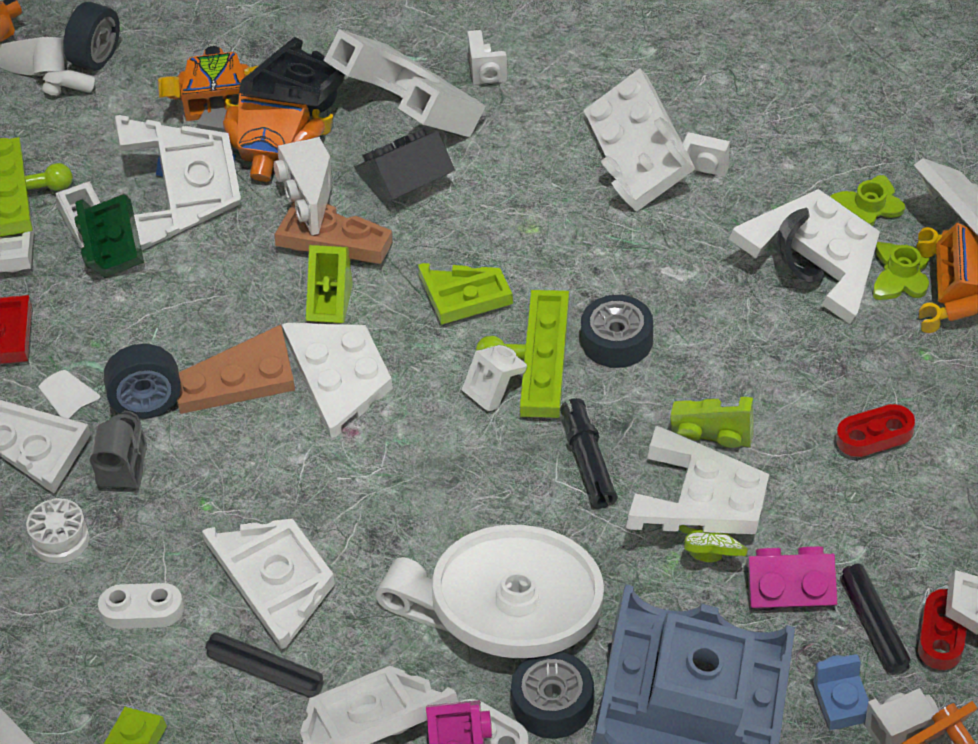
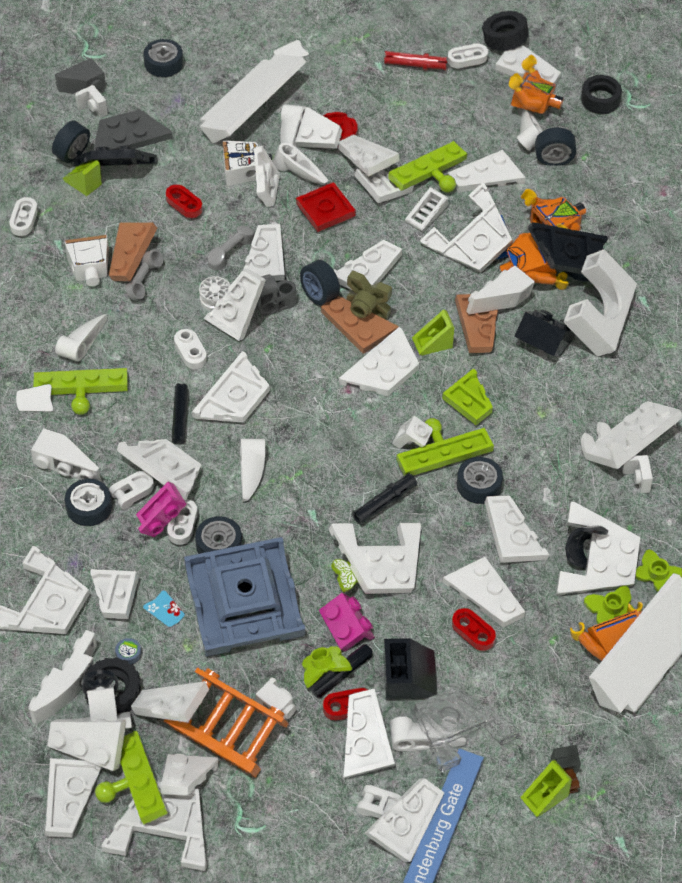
camera: 60 degrees right, 5 degrees up
(67, 393) = (306, 256): white sticker -> none
(68, 128) = (491, 170): none -> white wing
(69, 79) = (519, 150): white arm -> none
(109, 235) = (413, 222): dark green bracket -> none
(120, 496) = (237, 306): none -> white wing
(147, 315) = (372, 264): none -> white wing
(213, 333) = (367, 297): none -> olive plant
(484, 64) = (656, 334): white bracket -> none
(517, 591) = (269, 497): white dish -> none
(709, 421) = (429, 541): lime wing -> none
(735, 331) = (510, 532): none -> white wing
(806, 394) = (487, 590): none -> white wing
(841, 691) = (284, 669): medium blue bracket -> none
(860, 629) = (322, 661): none -> lime animal
(918, 534) = (408, 669): none -> black slope

